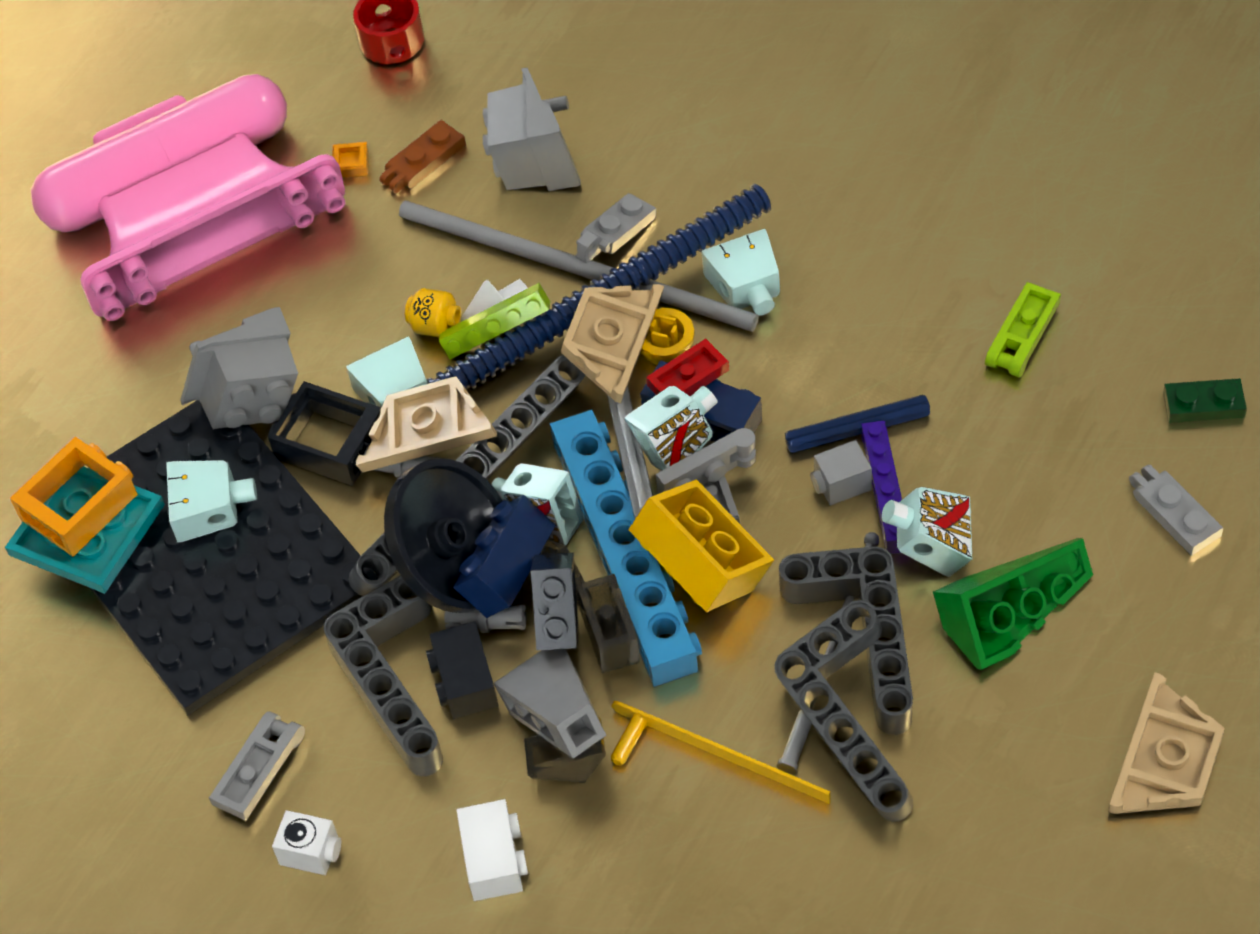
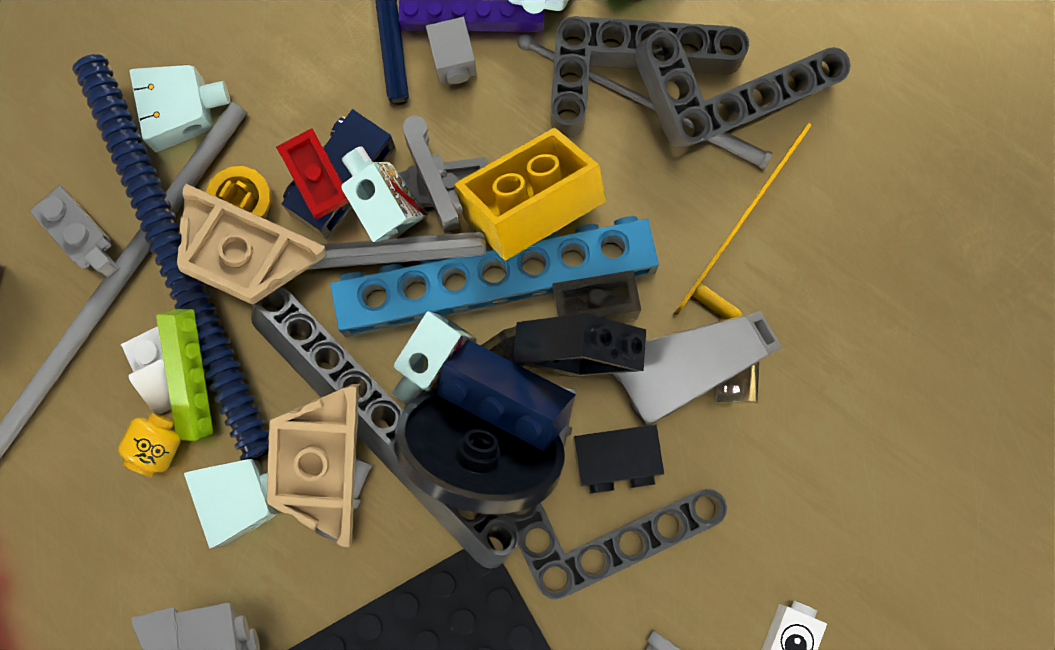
camera: 85 degrees left, 25 degrees up
(331, 404) = (275, 628): black window -> none
(490, 850) = (826, 449): white brick -> none

